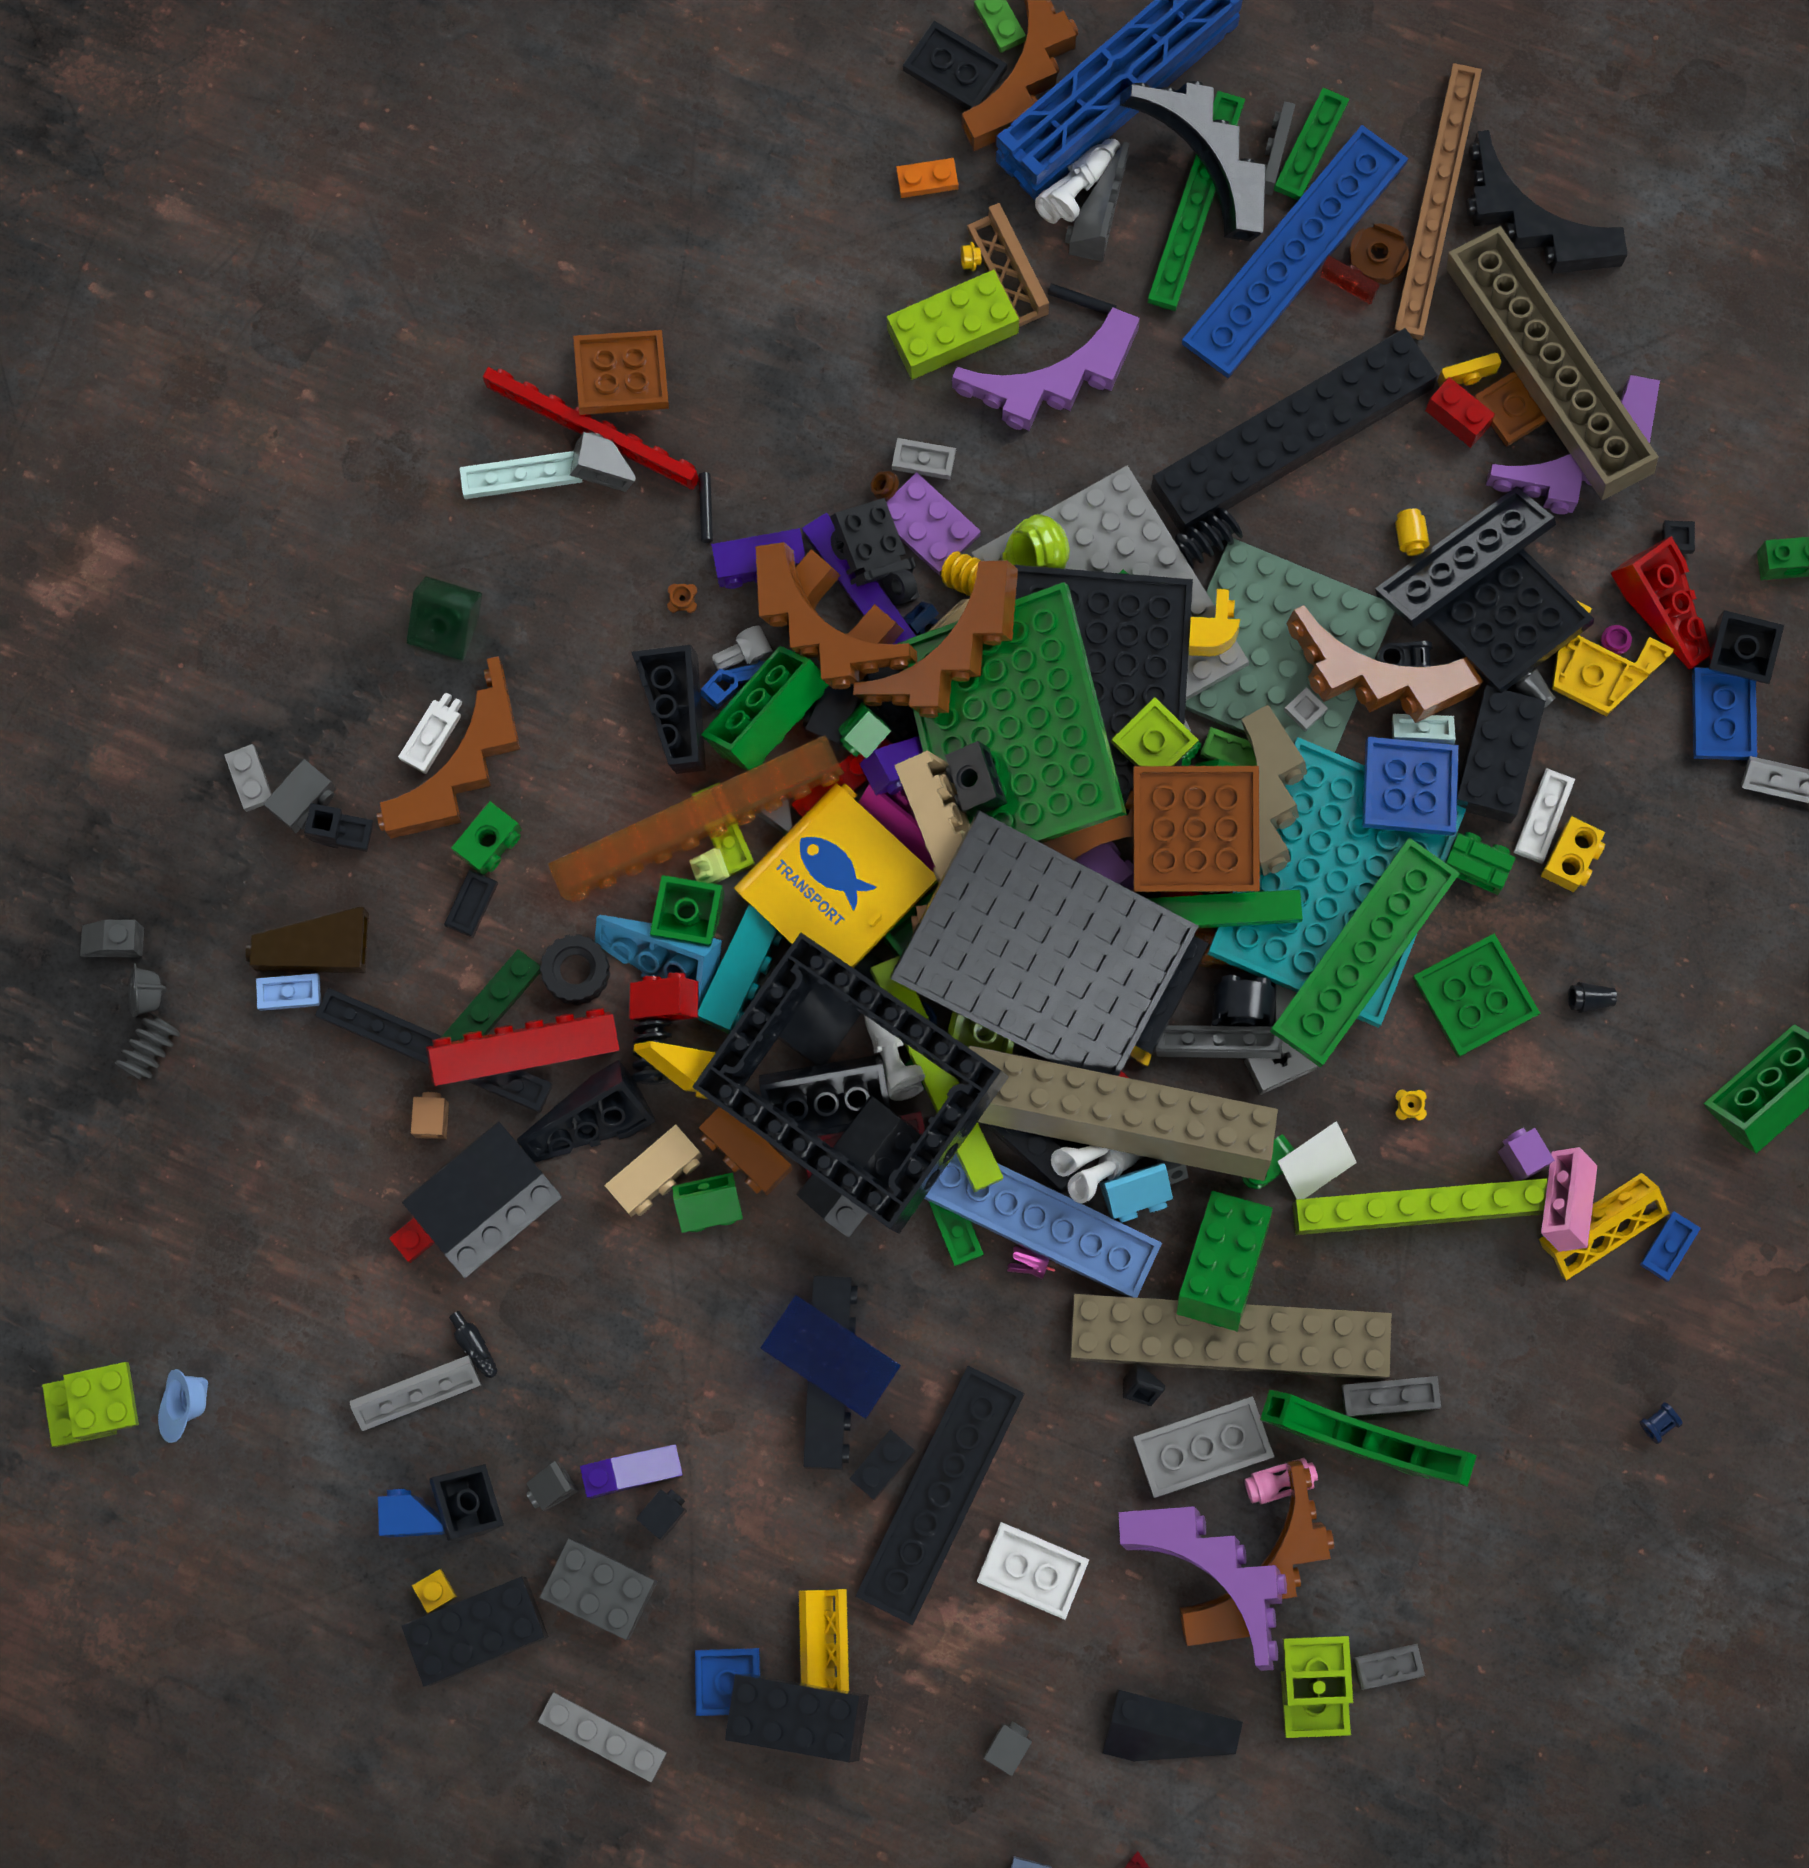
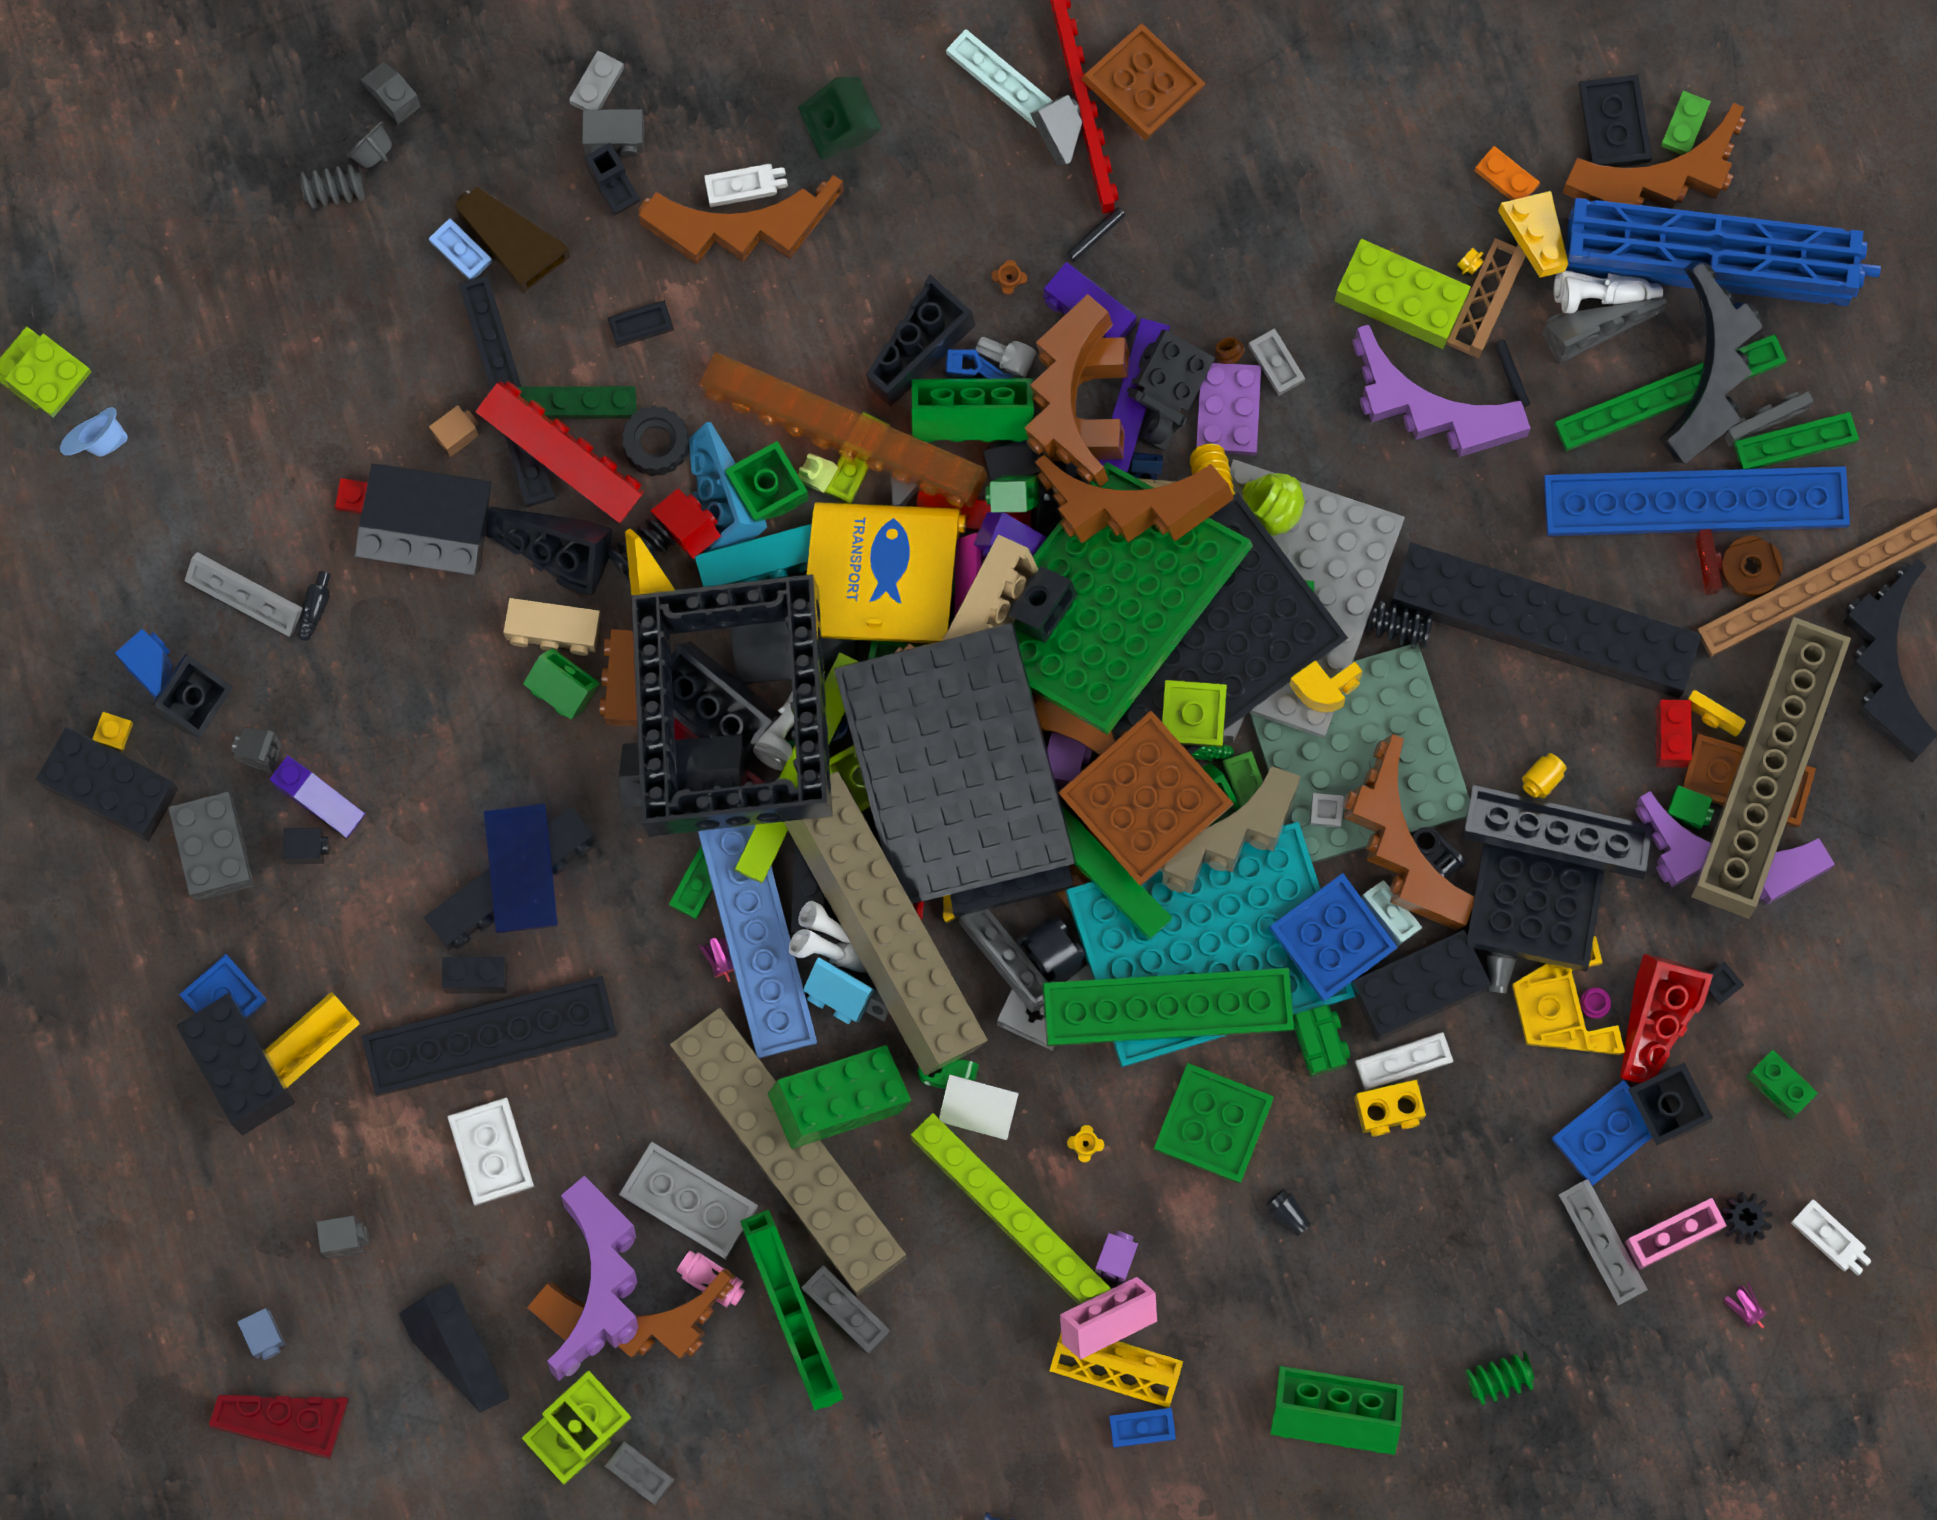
camera: 45 degrees right, 0 degrees up
(489, 822) = (683, 284): green brick -> none
(602, 1737) = (108, 941): light grey plate -> none
(993, 188) = (1537, 231): none -> yellow wing
(1142, 1386) = (695, 1117): black slope -> none
(1526, 448) = (1690, 808): none -> green brick

